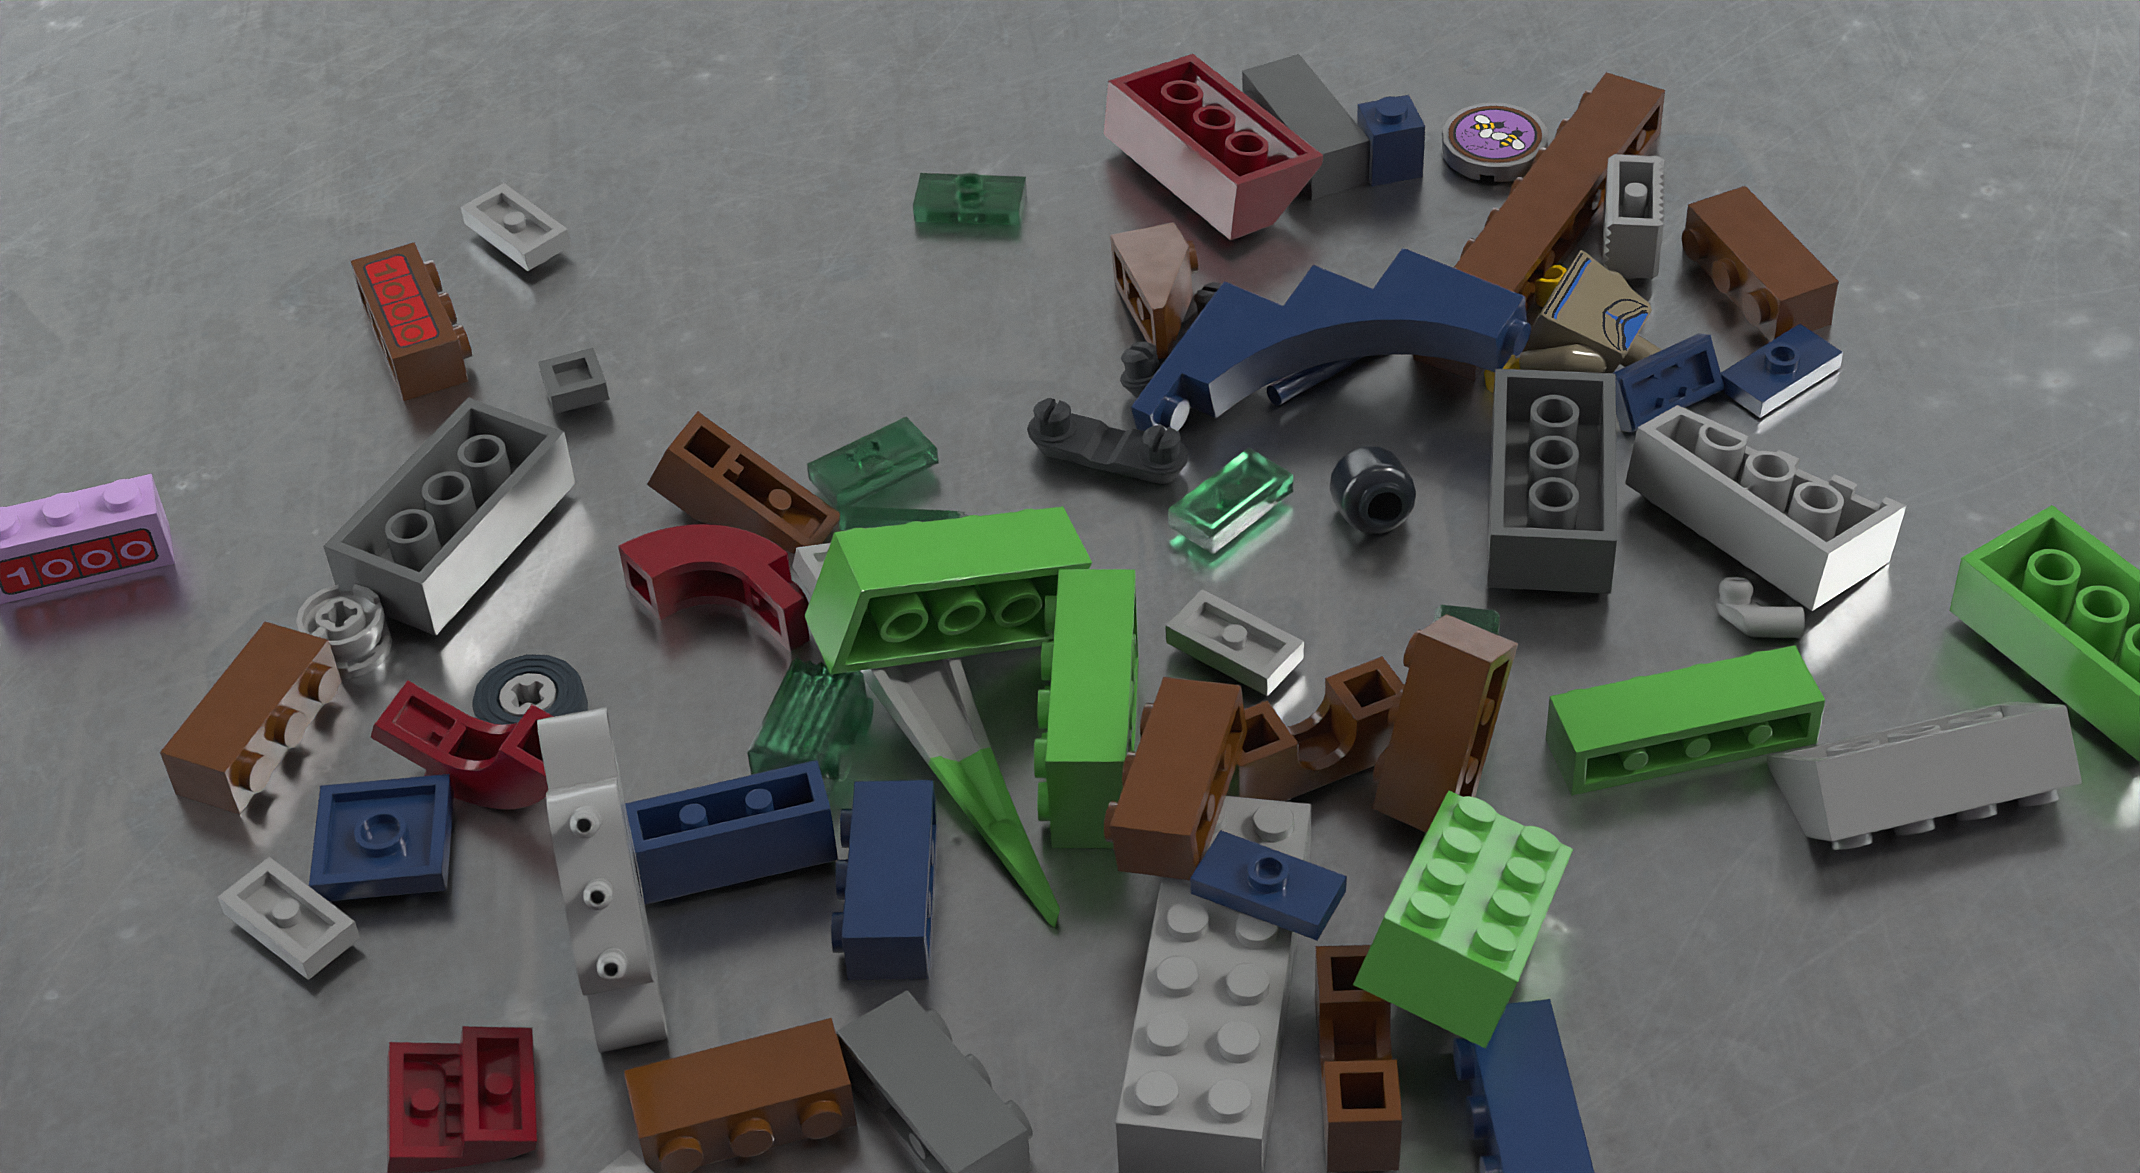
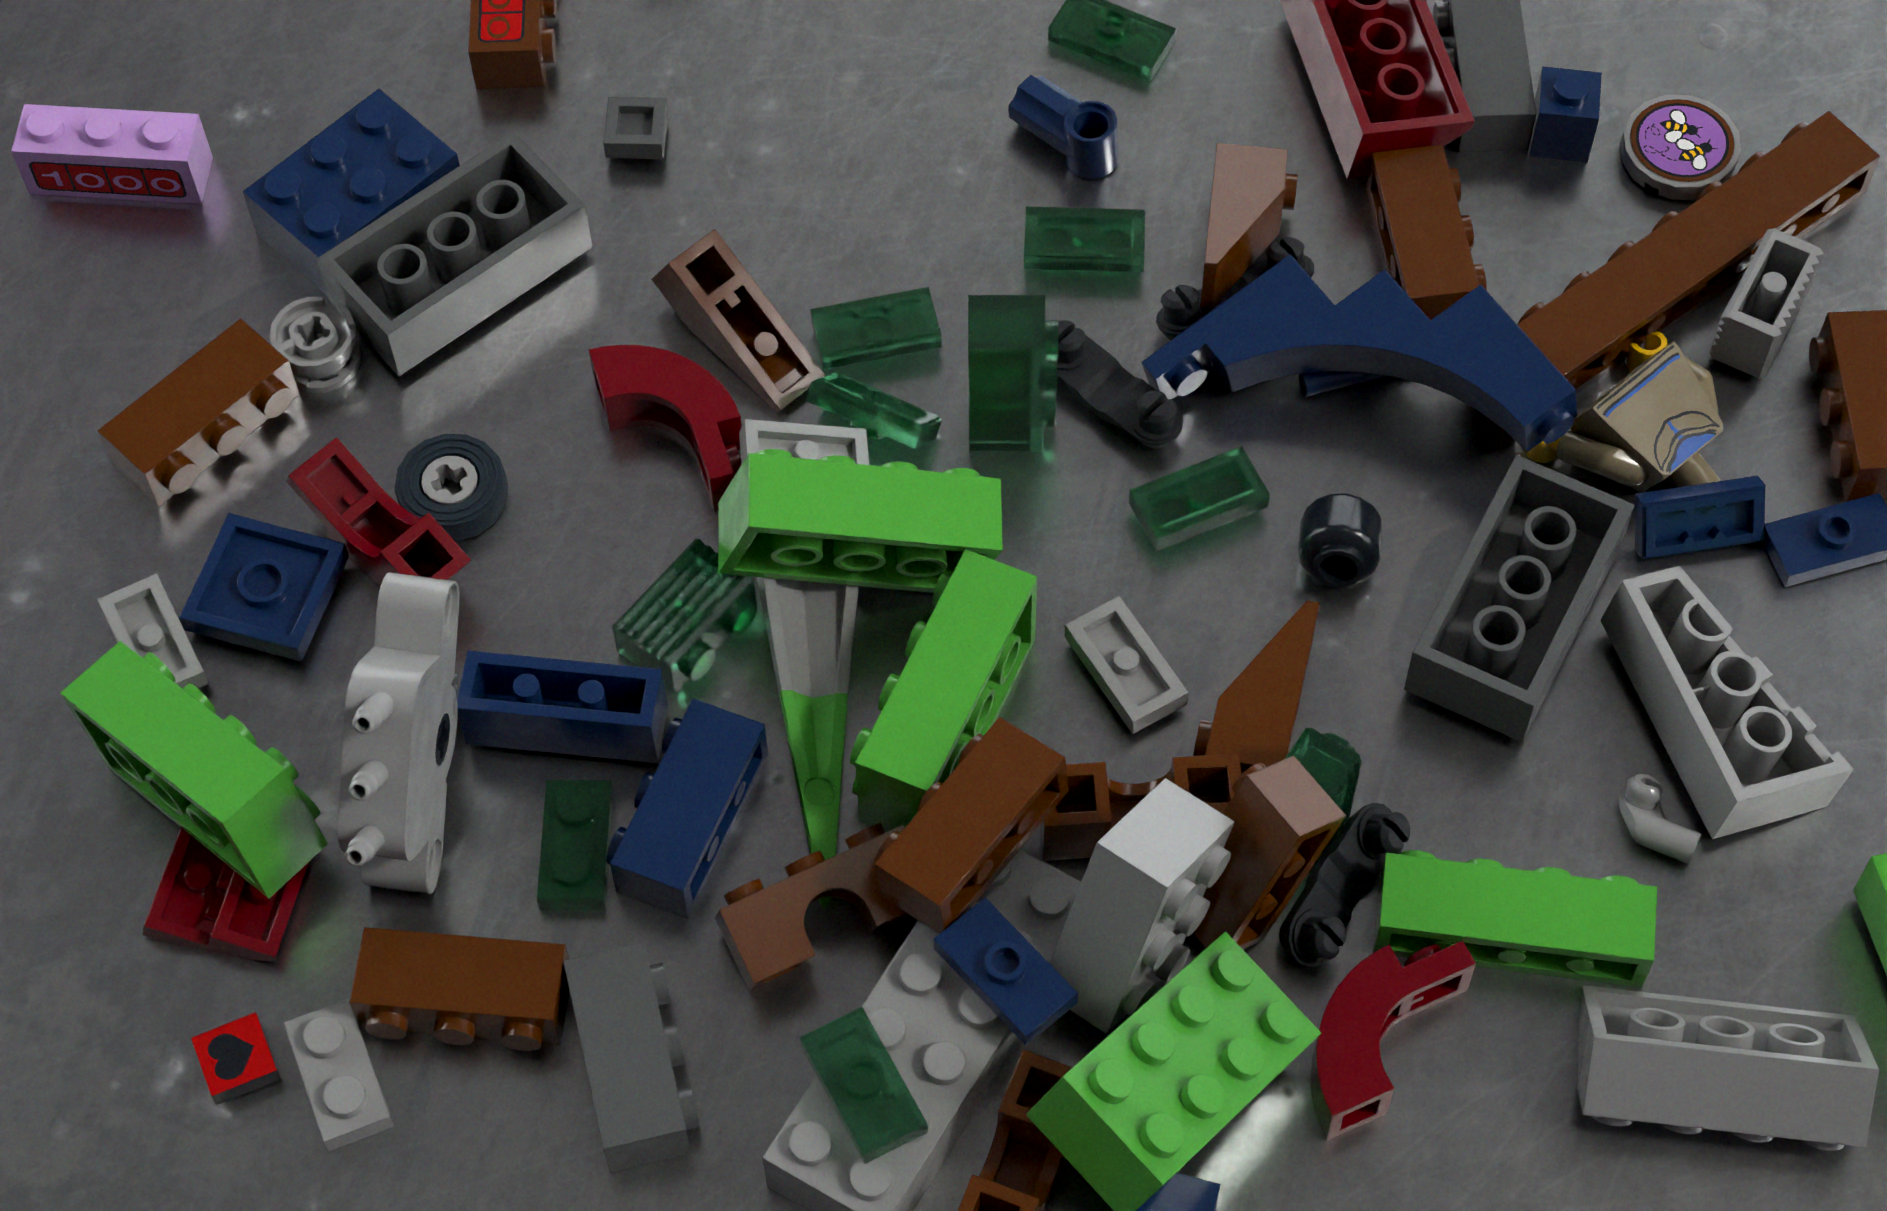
camera: 20 degrees right, 15 degrees up
(312, 493) = (345, 181): none -> dark blue brick
(393, 986) = (197, 766): none -> bright green brick
(792, 952) = (575, 845): none -> clear green plate
(983, 267) = (1076, 128): none -> dark blue piece
(1018, 946) = (767, 923): none -> reddish brown arch
(1022, 432) = (1010, 372): none -> clear green brick
(1026, 345) = (1084, 239): none -> clear green plate
(1186, 1020) = (863, 1085): none -> clear green plate
(1300, 230) = (1421, 226): none -> reddish brown brick
(1367, 785) = (1141, 903): none -> light grey brick
(1375, 615) = (1262, 703): none -> reddish brown slope
(1511, 773) = (1338, 880): none -> black piece
(1605, 878) = (1374, 996): none -> dark red arch

